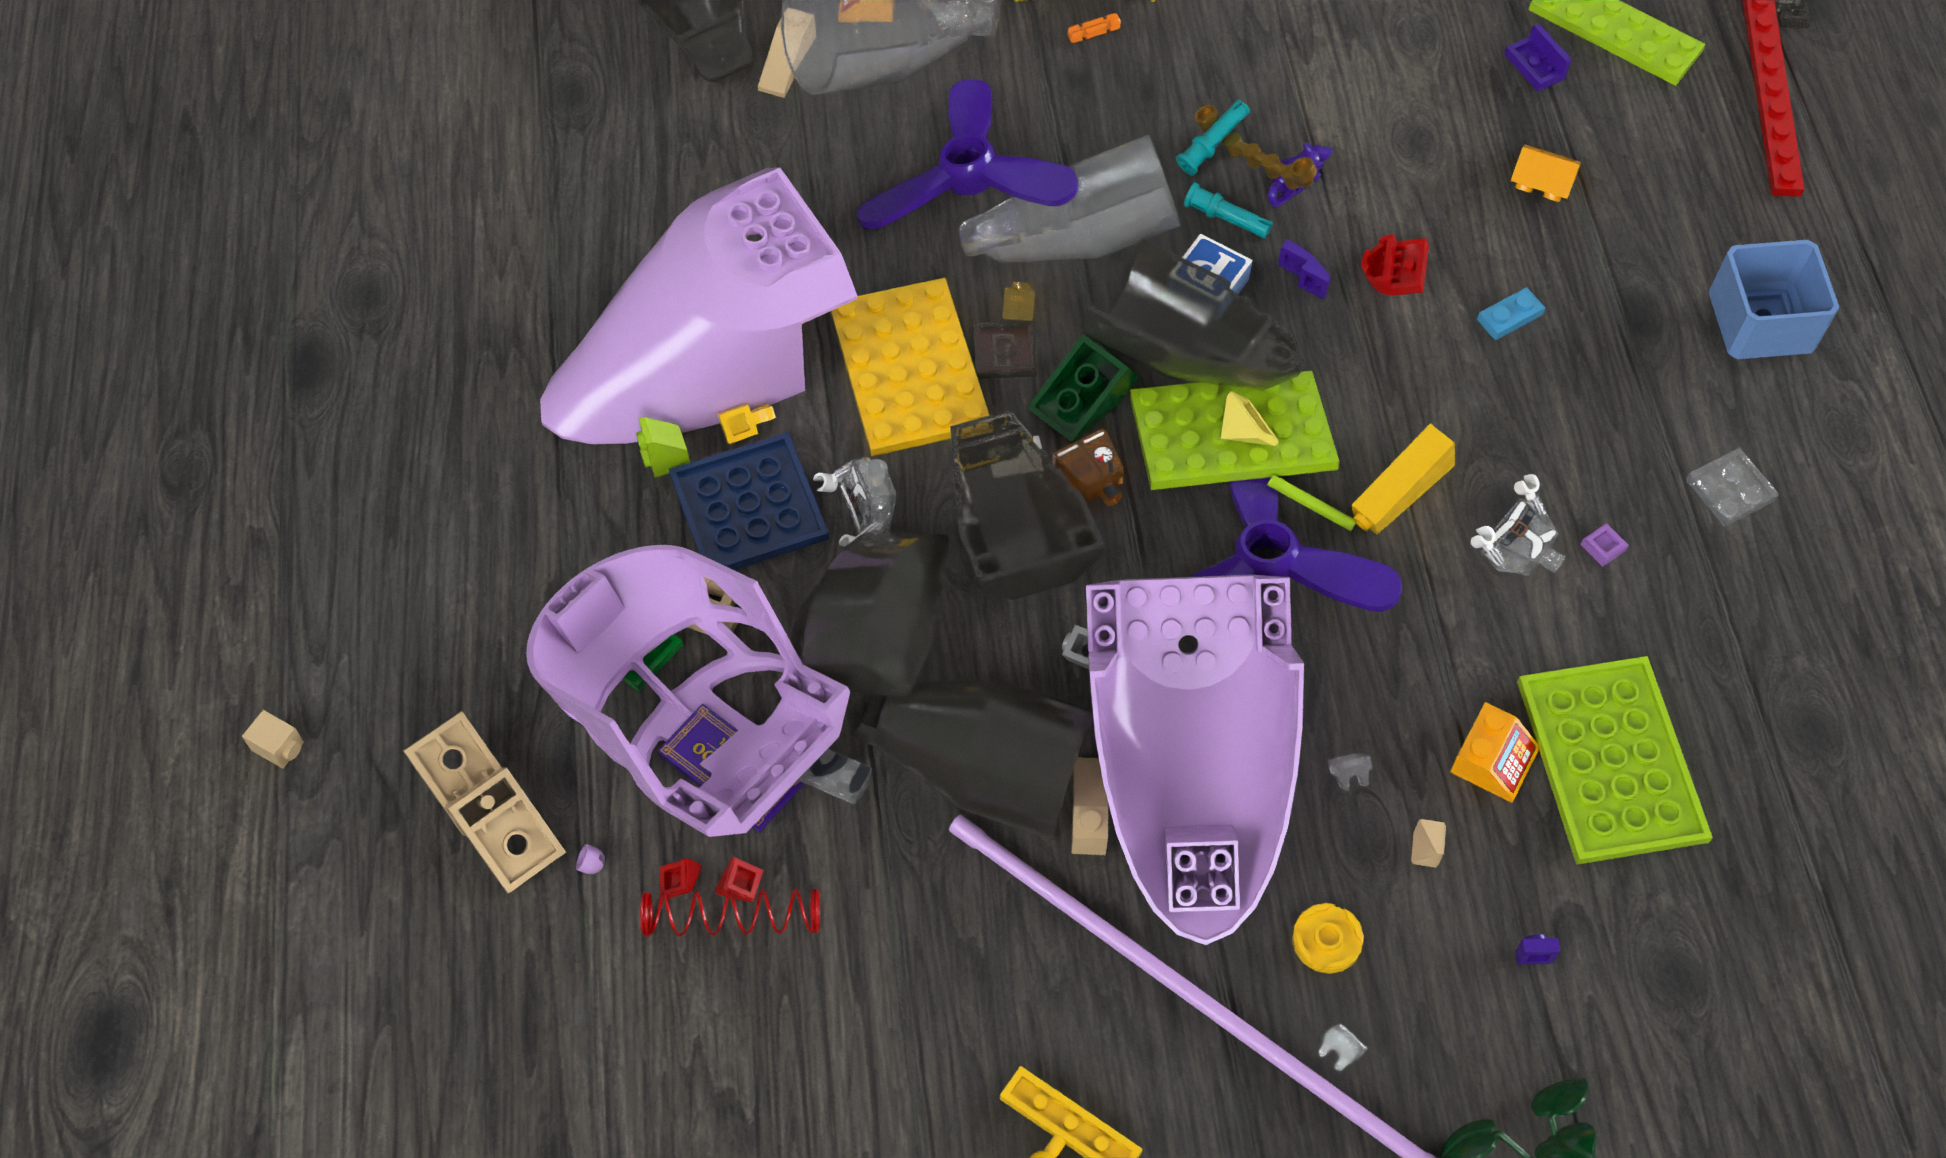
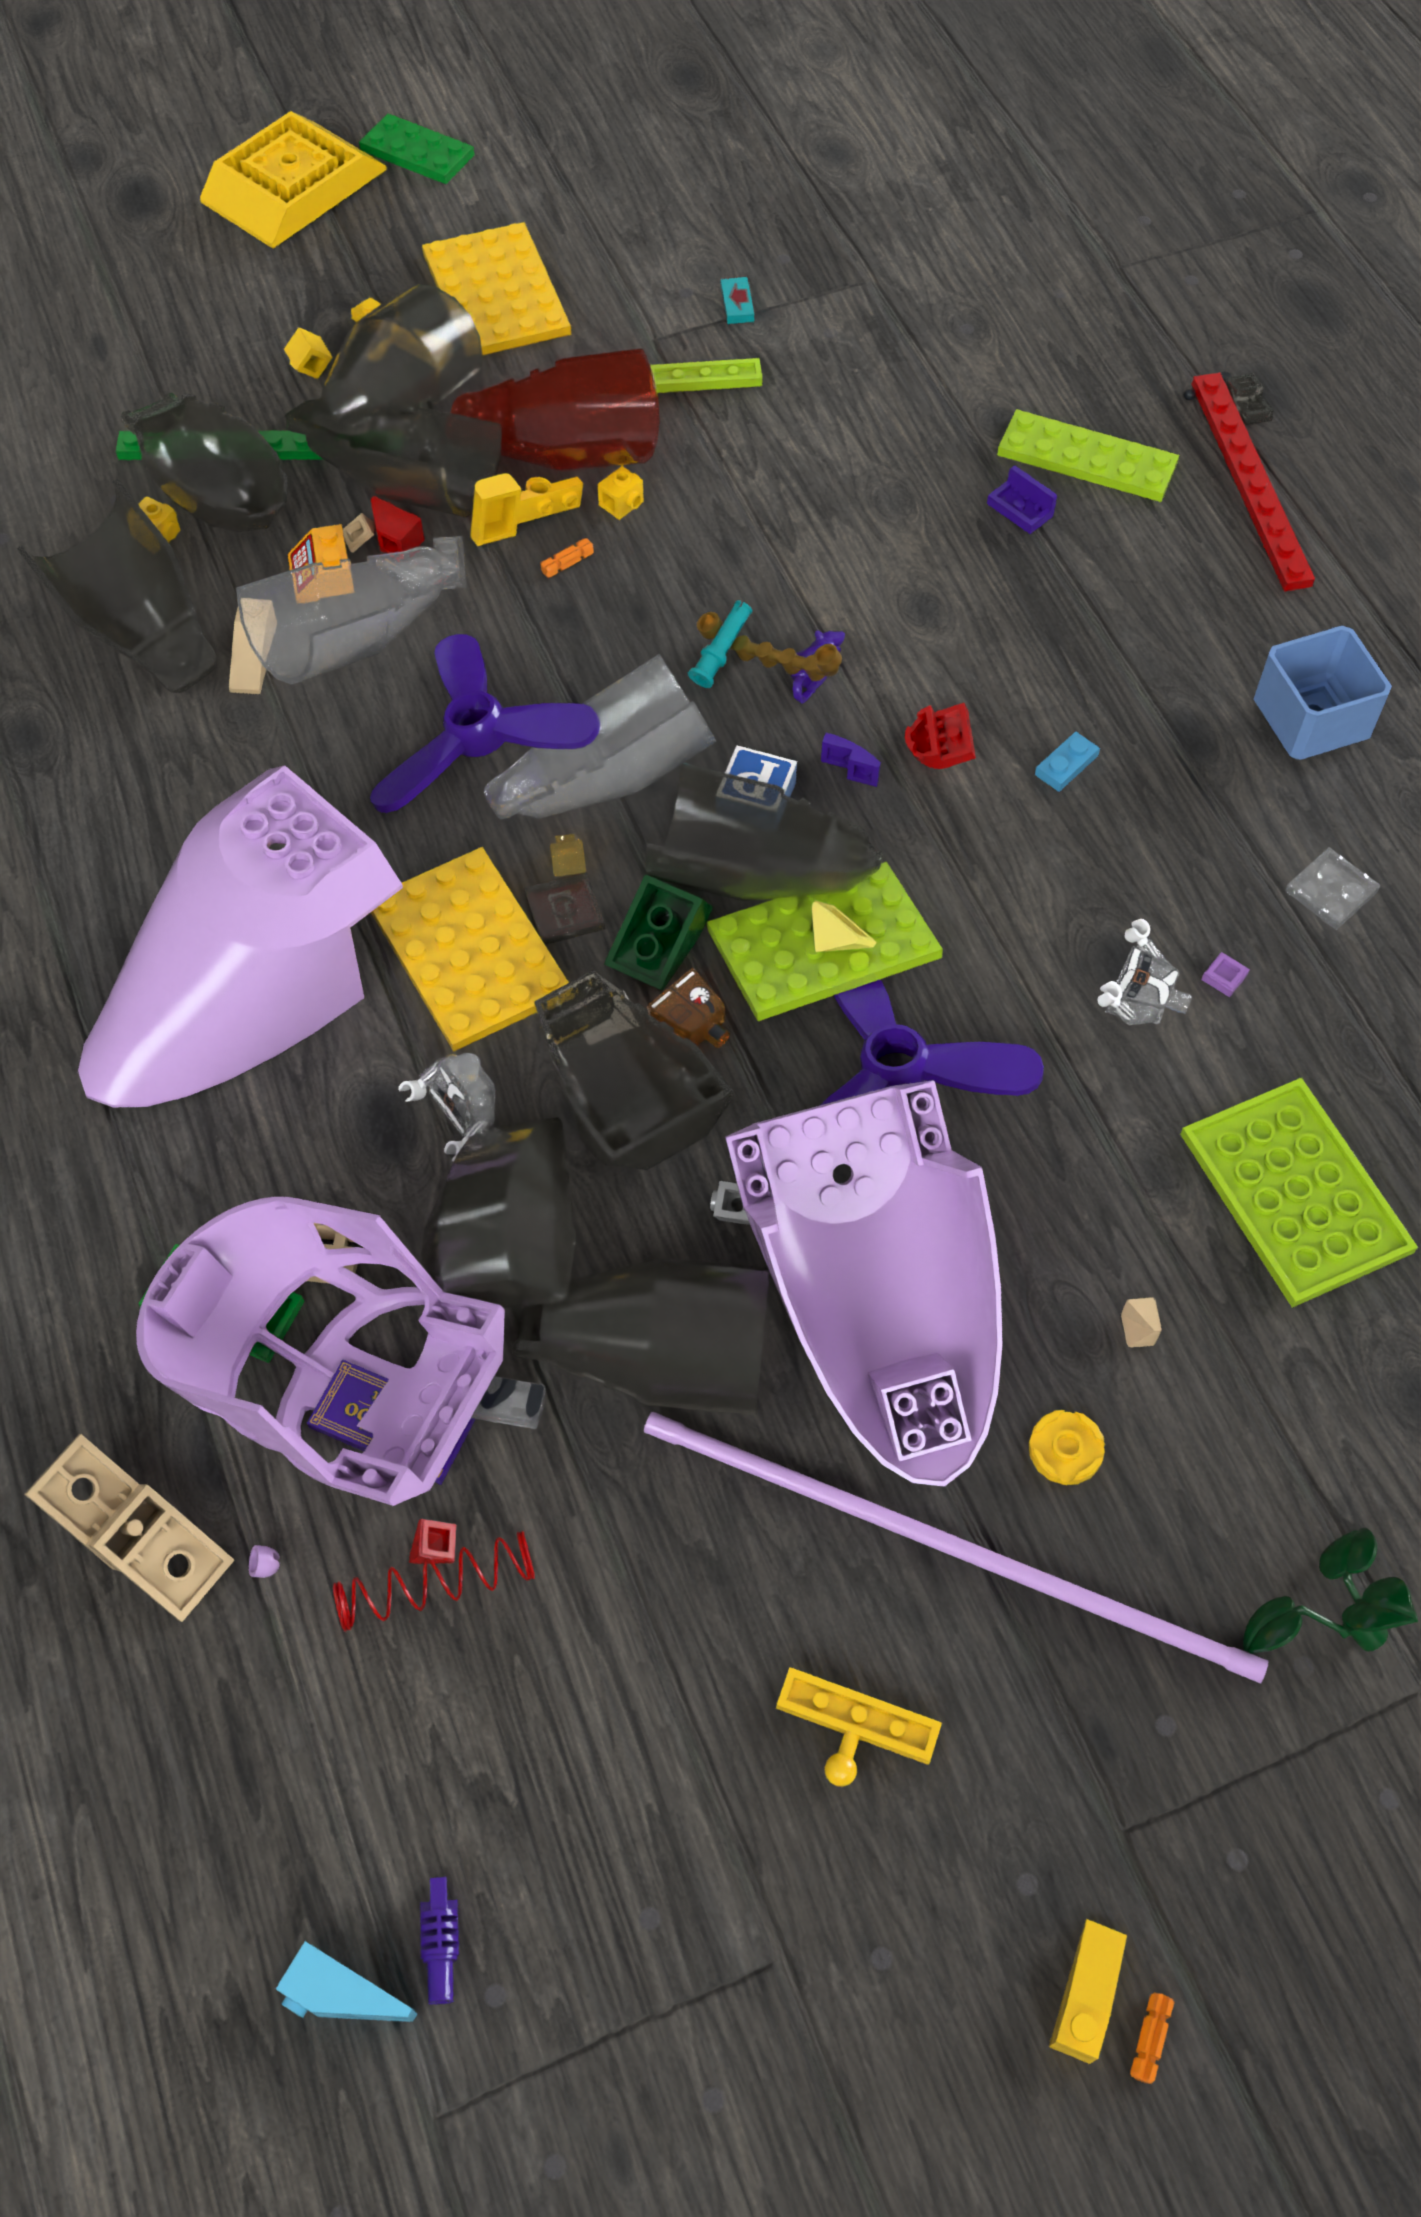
camera: 15 degrees left, 0 degrees up
(661, 445) = (226, 1092): lime slope -> none
(678, 877) = (366, 1556): red slope -> none
(741, 422) = (305, 1045): yellow plate -> none
(749, 503) = (336, 1131): dark blue plate -> none
(1089, 808) = (787, 1371): tan slope -> none
(1216, 206) = (741, 714): teal pin -> none
(1311, 502) = (924, 997): lime bar -> none
(1345, 1044) = (1116, 1554): clear tile -> none
(1350, 765) = (1038, 1261): clear tile -> none
(1405, 480) = (1012, 953): yellow slope -> none
(1496, 753) = (1181, 1212): light orange slope -> none
(1537, 950) = (1280, 1406): dark purple plate -> none
(1545, 172) = (1062, 612): light orange slope -> none

